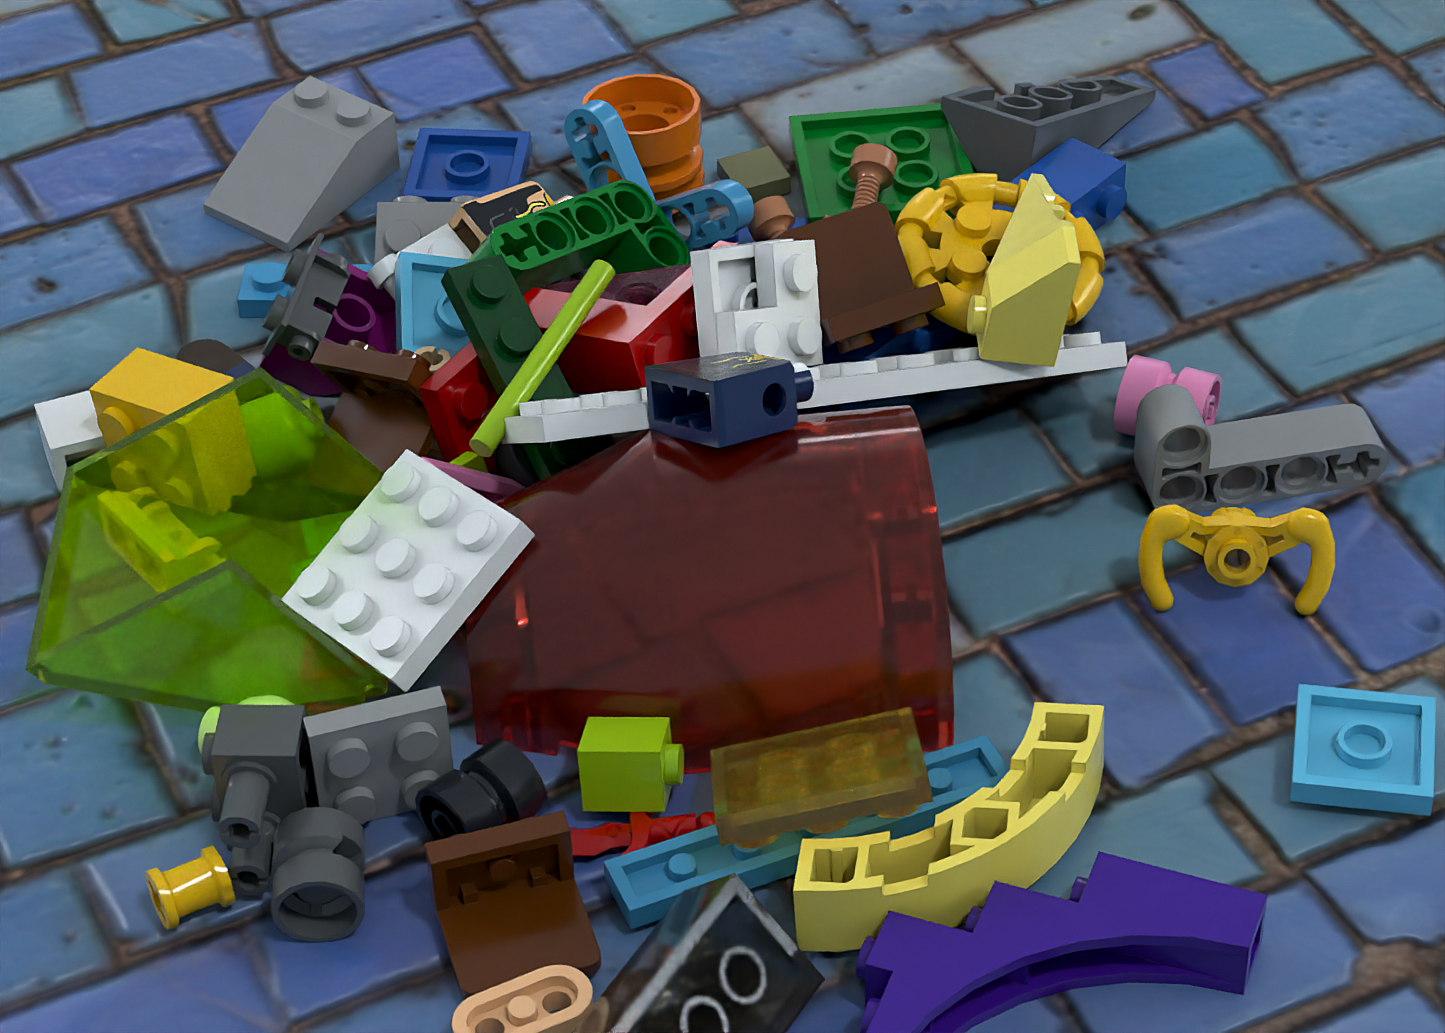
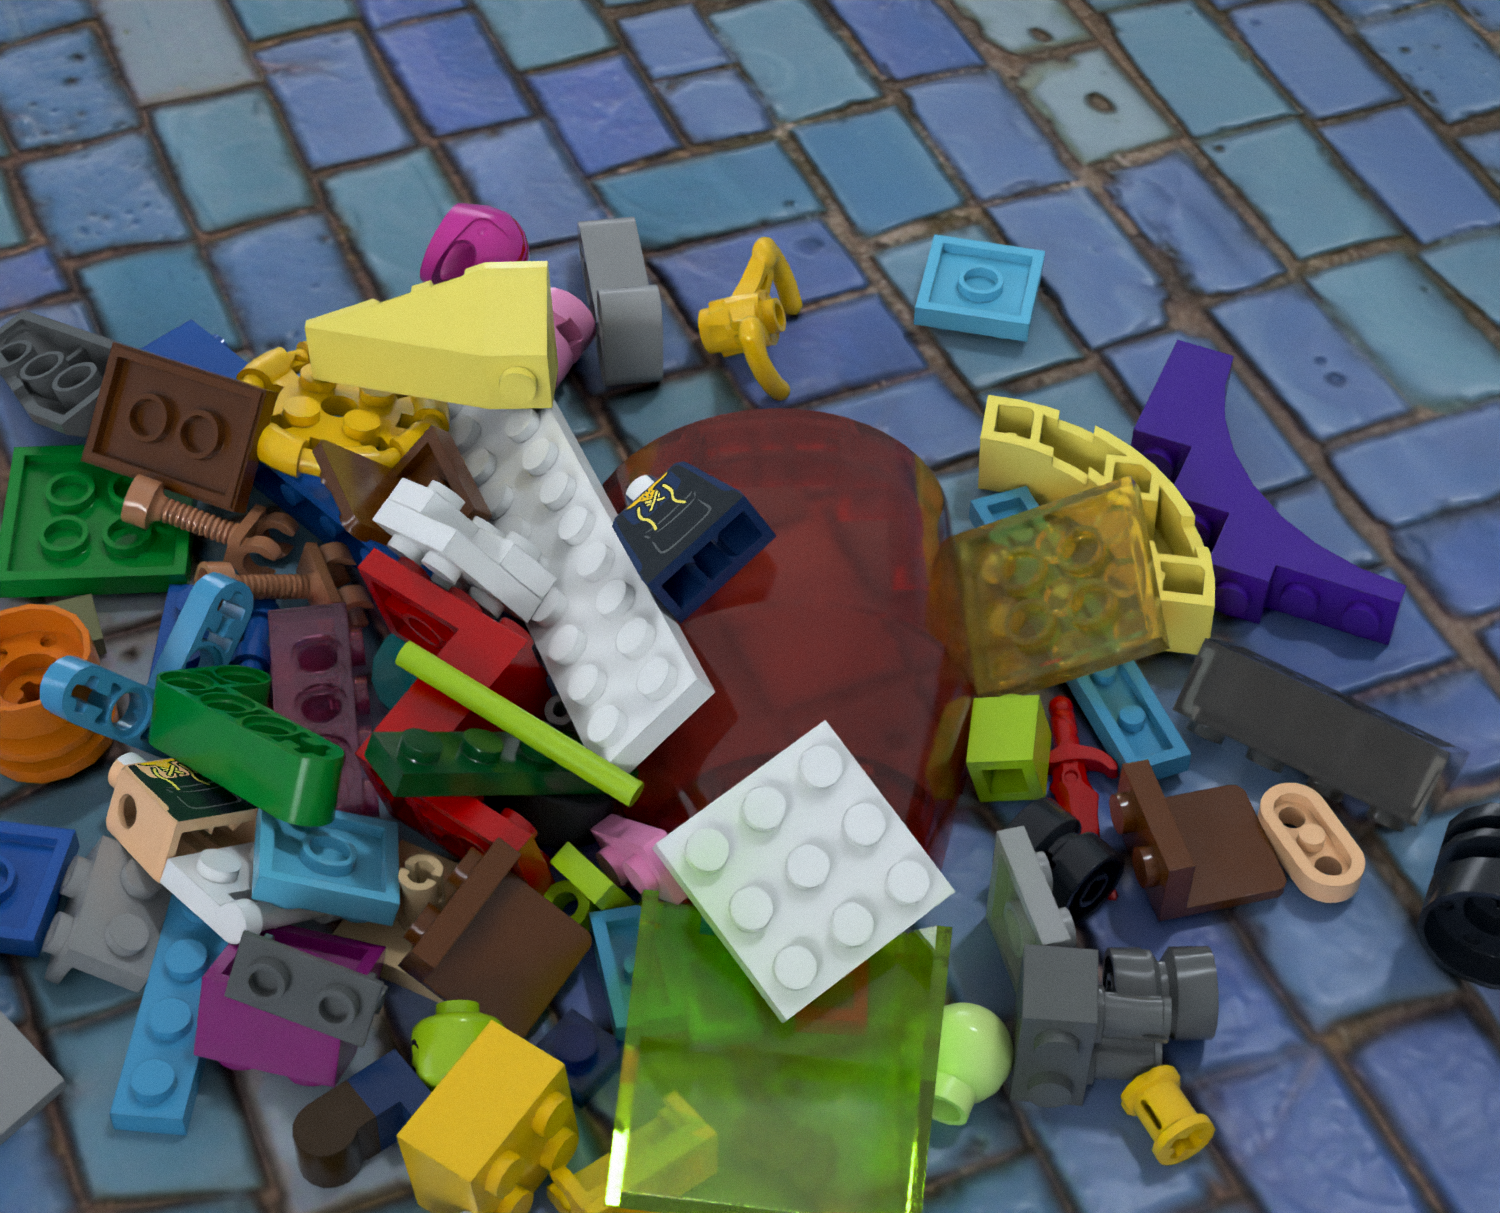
camera: 90 degrees left, 5 degrees up
(949, 148) = (179, 426): none -> reddish brown tile
(1296, 343) = (471, 237): none -> dark pink helmet

